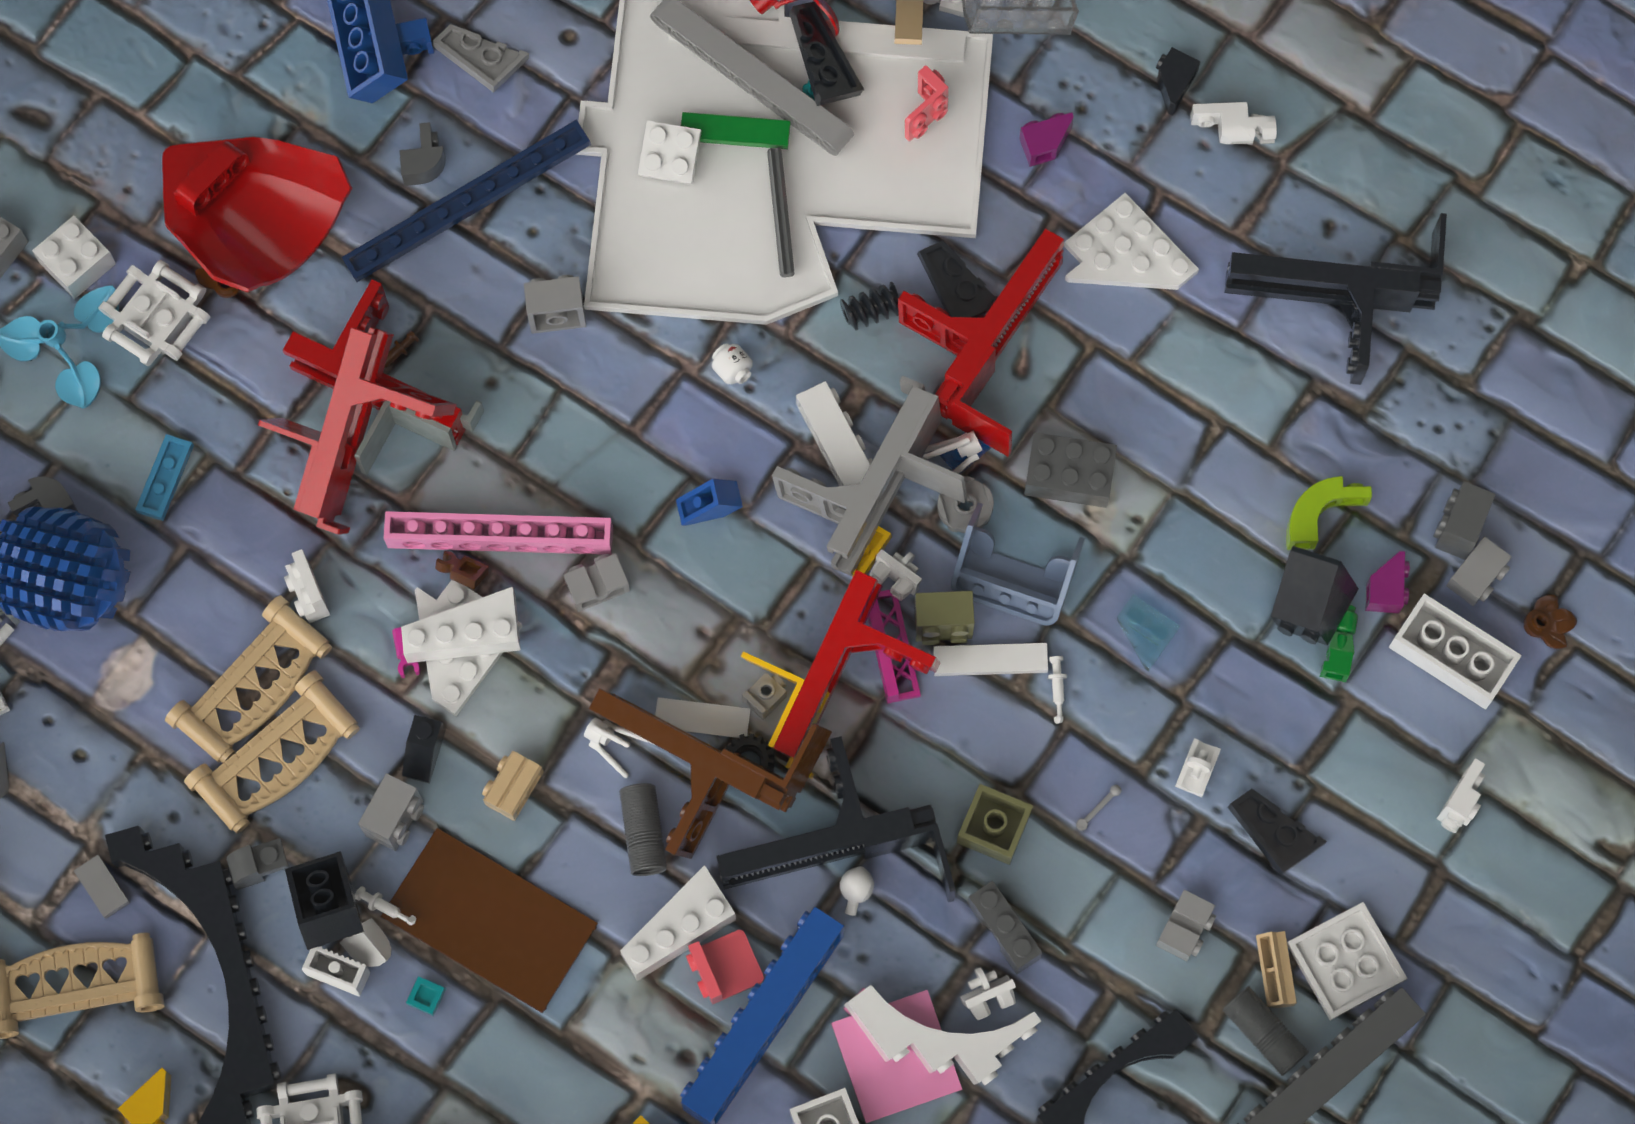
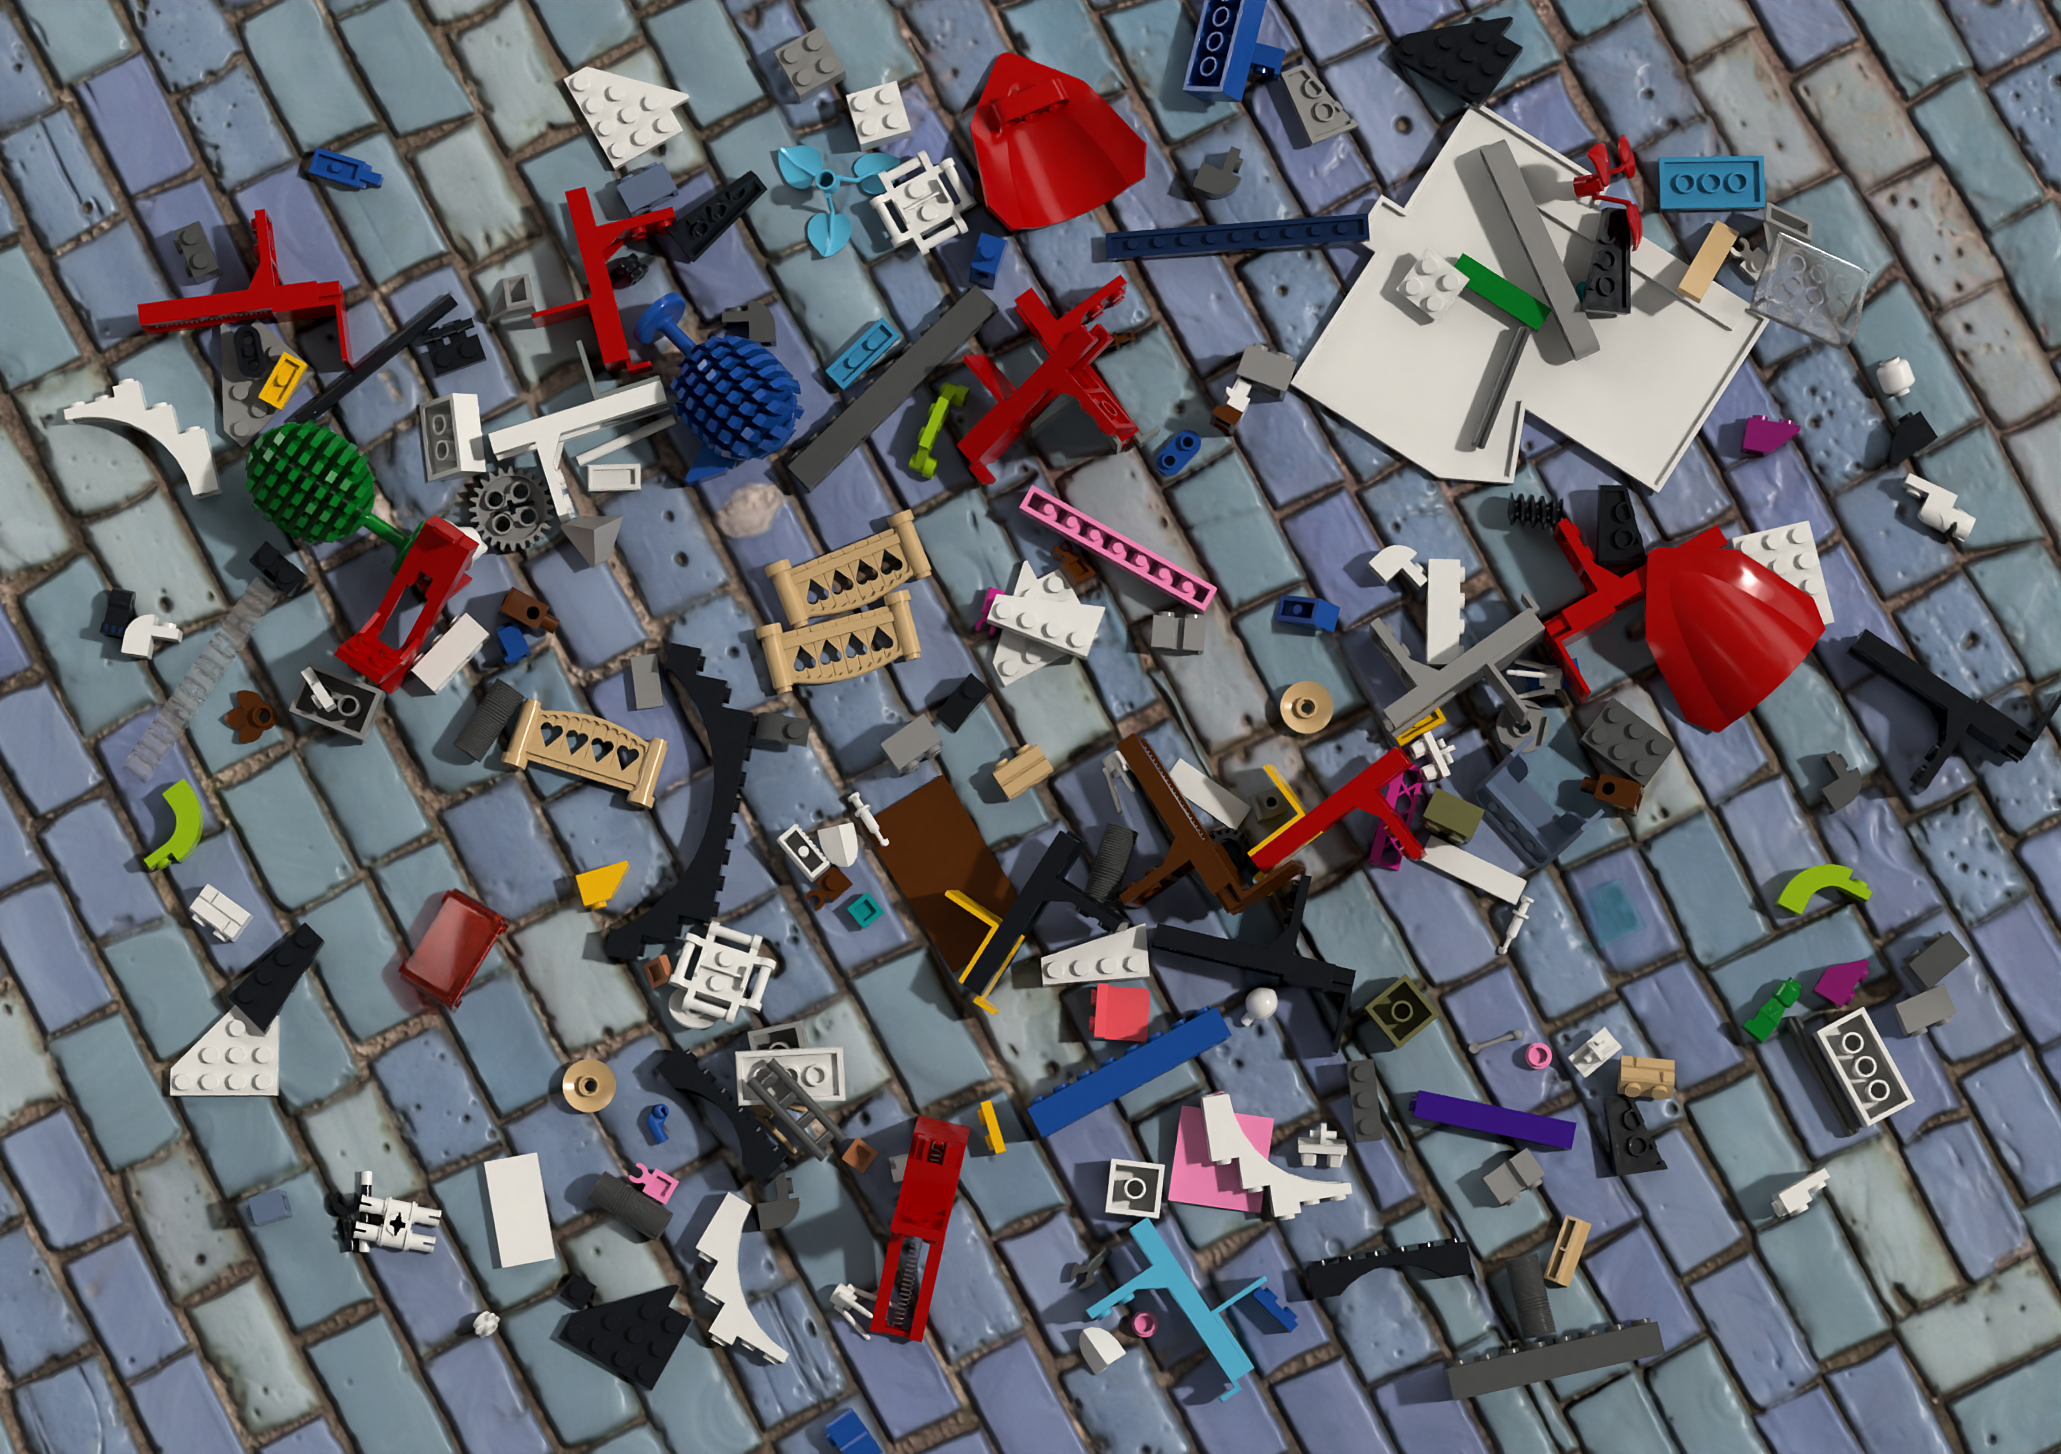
camera: 25 degrees right, 10 degrees up
(65, 651) = (708, 466): none -> blue slope
(208, 495) = (893, 388): none -> dark grey brick
(239, 329) = (987, 260): none -> blue torso
(264, 518) = (928, 435): none -> lime plate
(303, 582) = (934, 509): white plate -> none
(324, 900) = (821, 791): black brick -> none
(380, 989) = (831, 885): none -> reddish brown plate
(511, 418) = (1178, 452): none -> blue plate
(541, 357) = (1236, 405): none -> hips
(577, 945) = (1009, 934): none -> black piece
(732, 364) = (1389, 501): white head -> none
(750, 575) = (1306, 693): none -> tan dish
(768, 412) = (1395, 560): none -> white brick
(935, 93) = (1689, 348): coral bracket -> none
(1093, 515) = (1626, 794): none -> reddish brown torso
(1102, 322) = (1724, 630): none -> red windscreen
(1132, 31) = (1895, 376): none -> white head
(1137, 881) = (1492, 1120): none -> dark purple brick
(1146, 800) = (1538, 1056): none -> bright pink plate
(1258, 765) = (1646, 1077): none -> tan brick
(1291, 407) = (1845, 786): none -> dark grey brick
(1312, 596) = (1768, 961): black slope -> none
(1346, 961) = (1629, 1274): white plate -> none
(1420, 681) = (1822, 1076): none -> dark grey axle
(1553, 622) = (1963, 1084): reddish brown plate -> none

